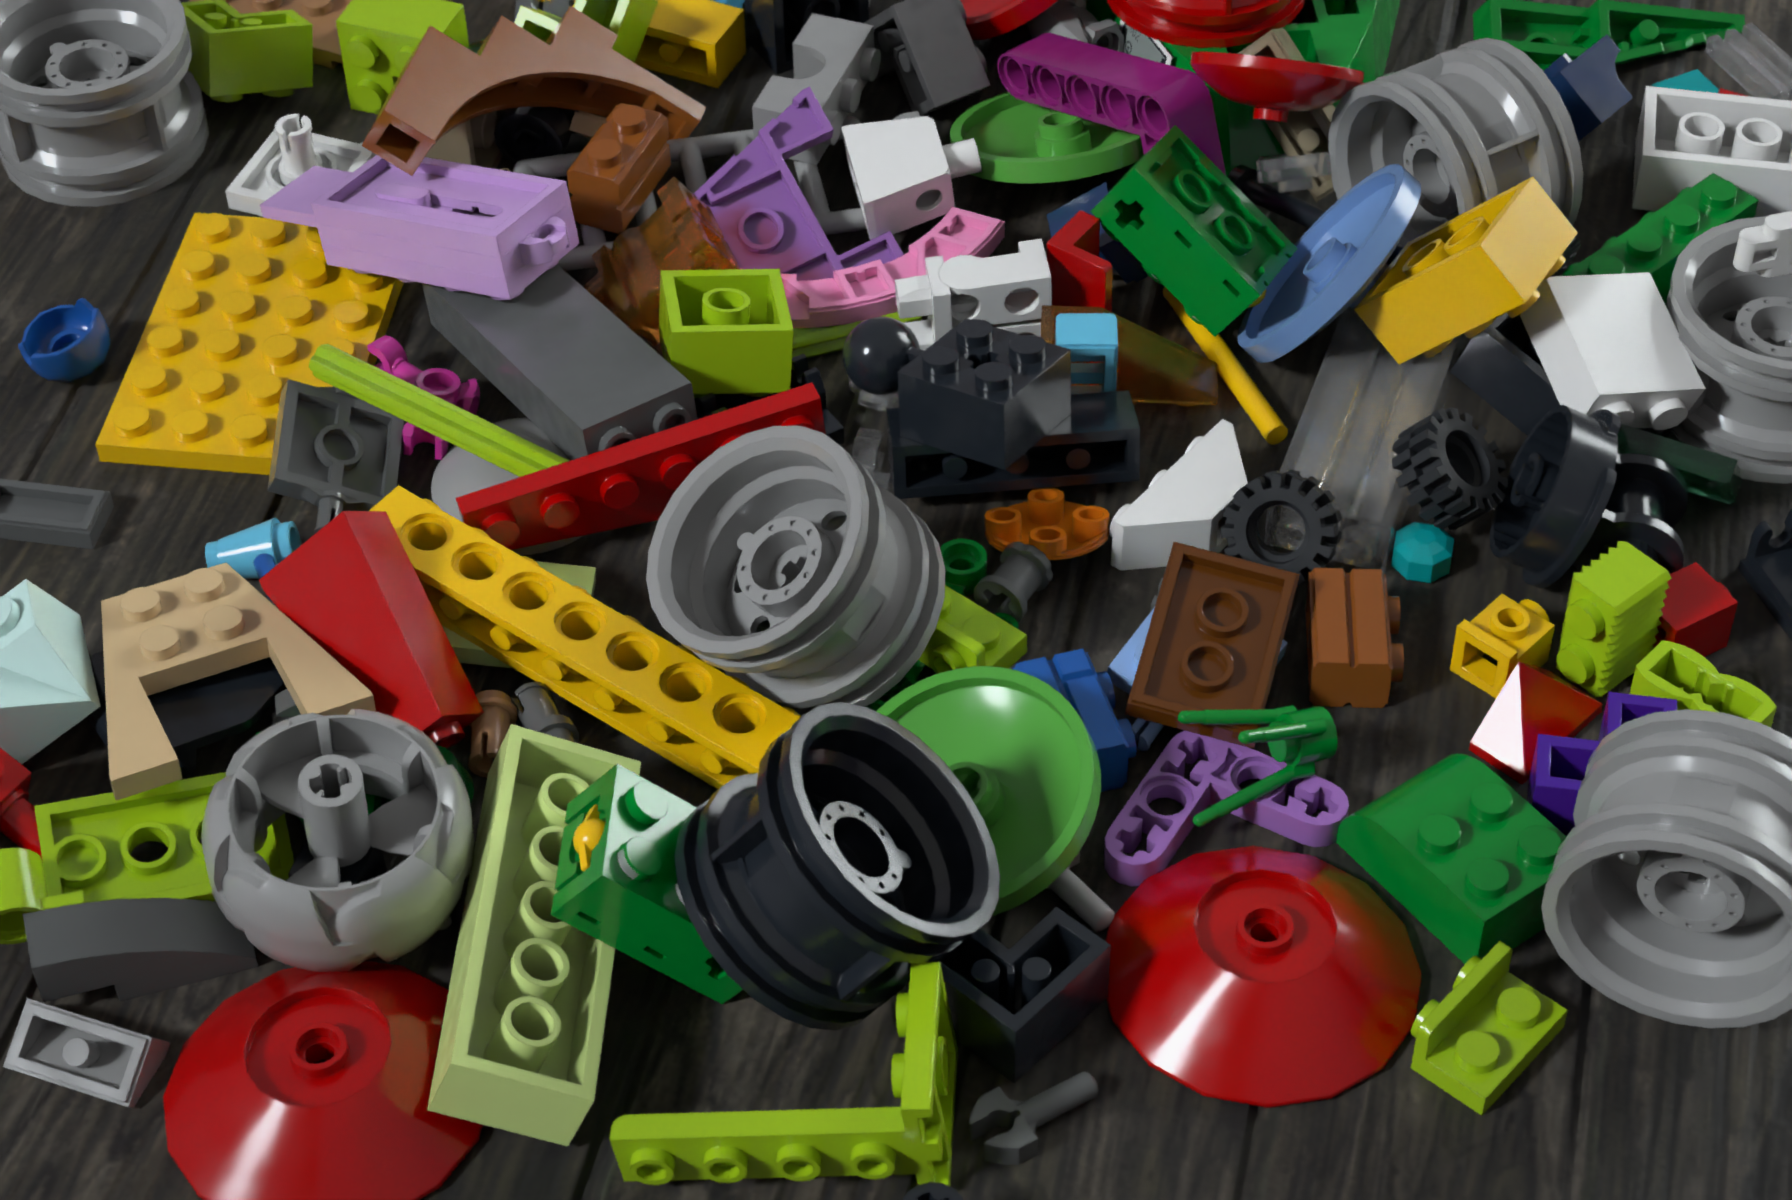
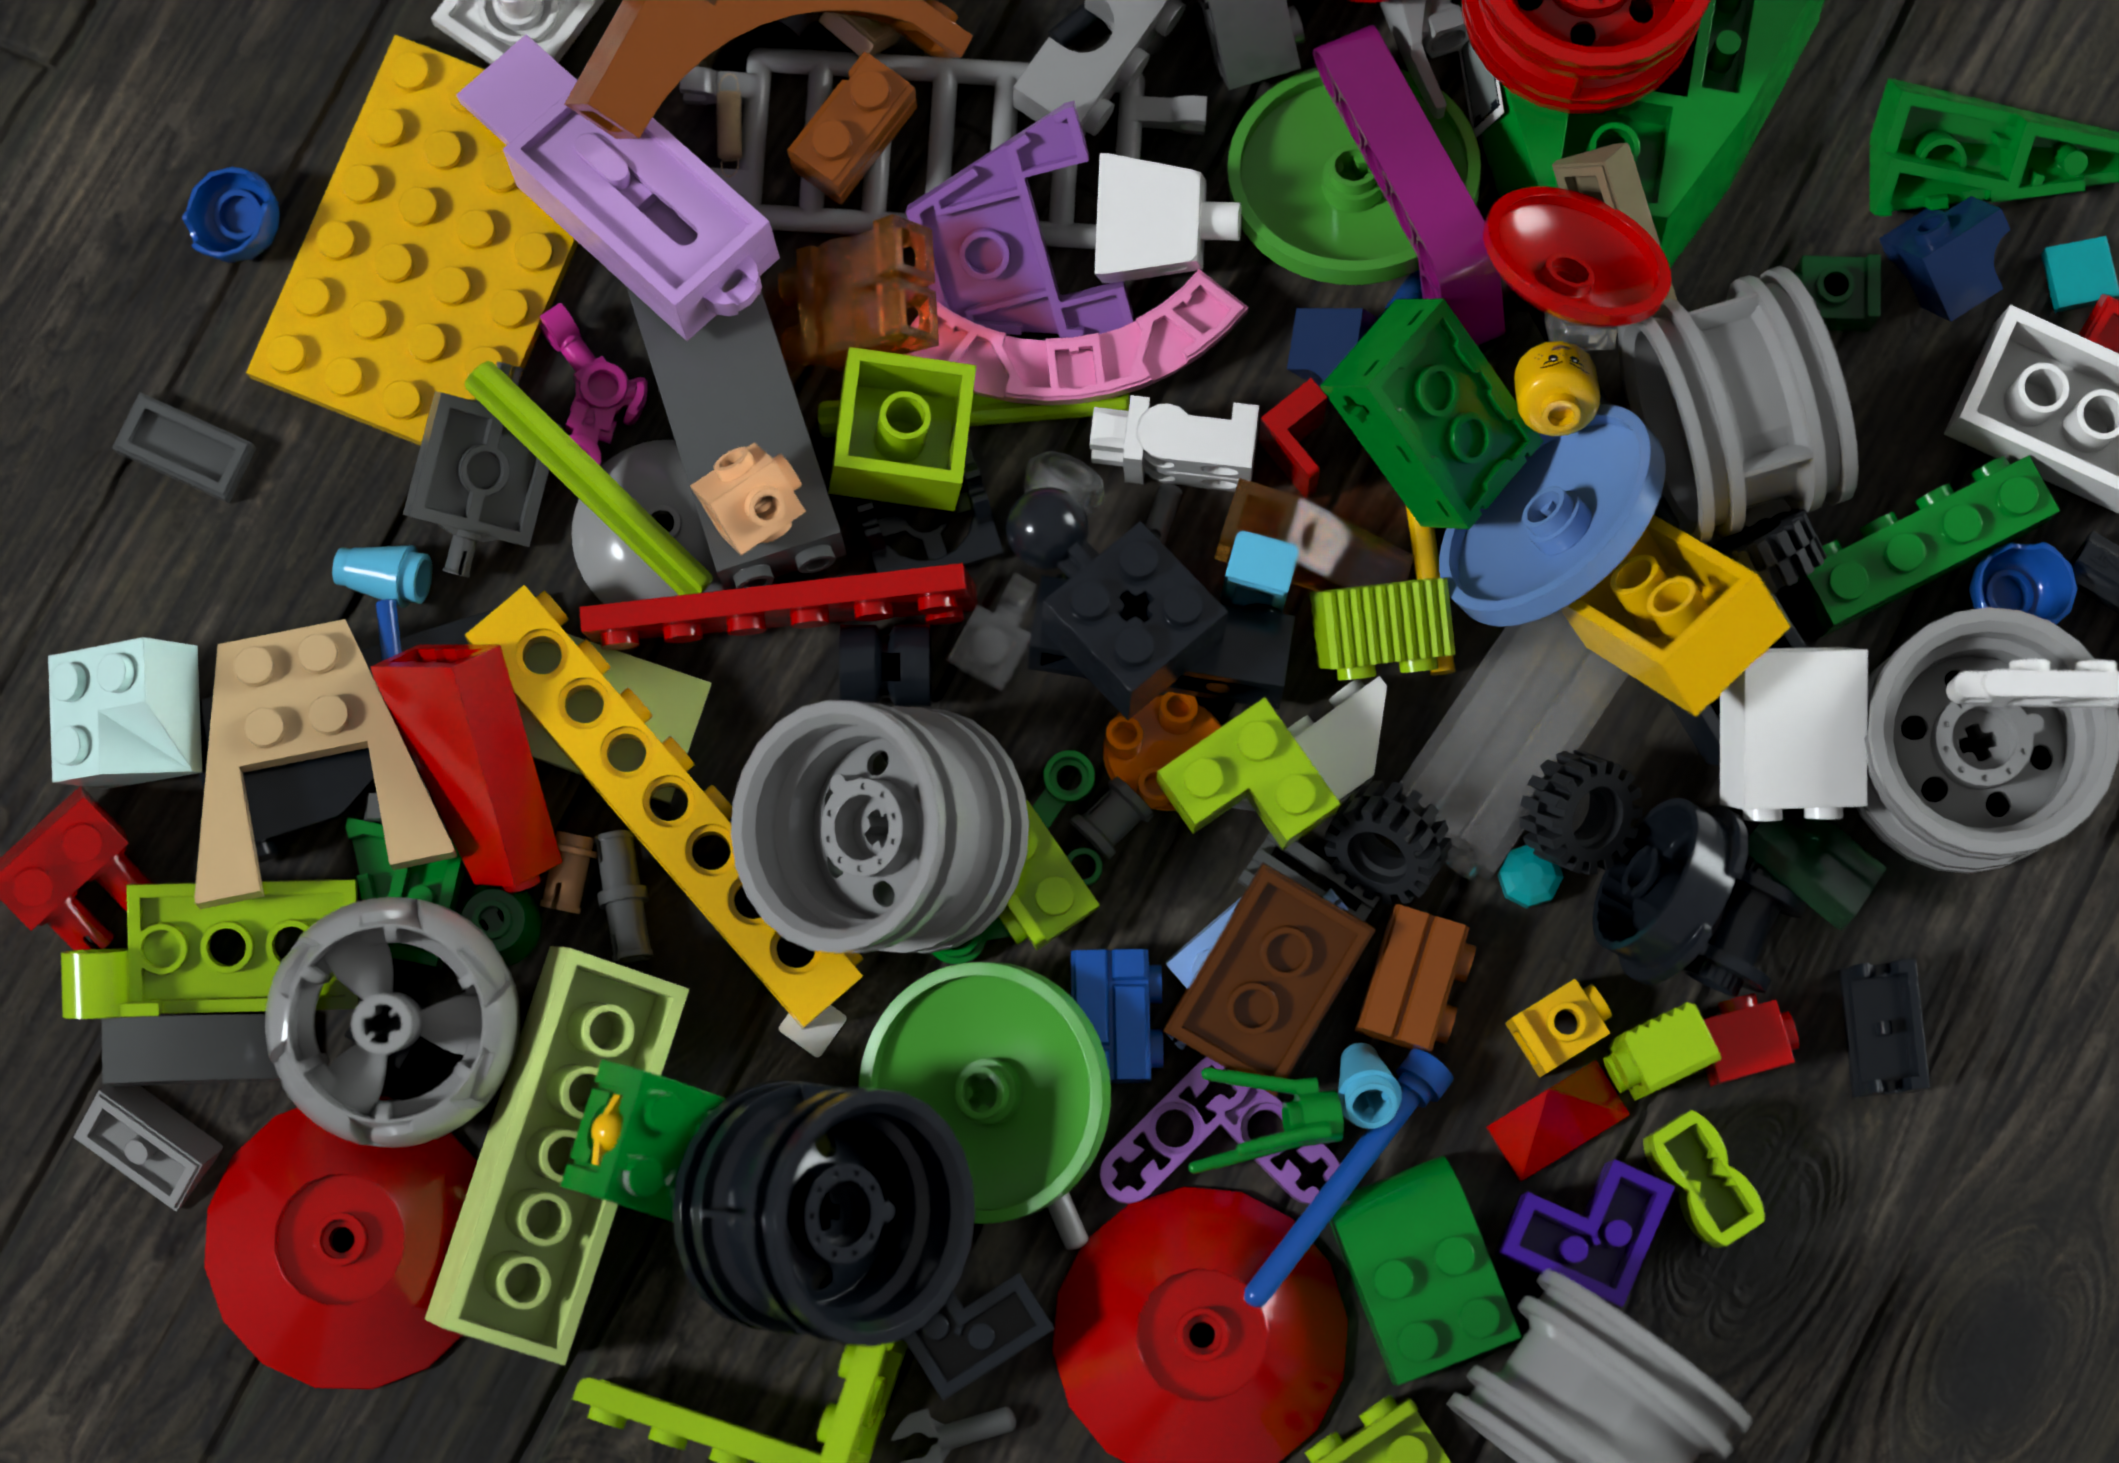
camera: 15 degrees right, 35 degrees up
(599, 354) = (750, 497): none -> light nougat brick
(1138, 476) = (1254, 761): none -> lime brick
(1209, 380) = (1383, 625): none -> lime brick
(1295, 193) = (1556, 388): none -> yellow head
(1352, 705) = (1367, 1087): none -> medium azure cone
(1389, 714) = (1421, 1081): none -> blue piece

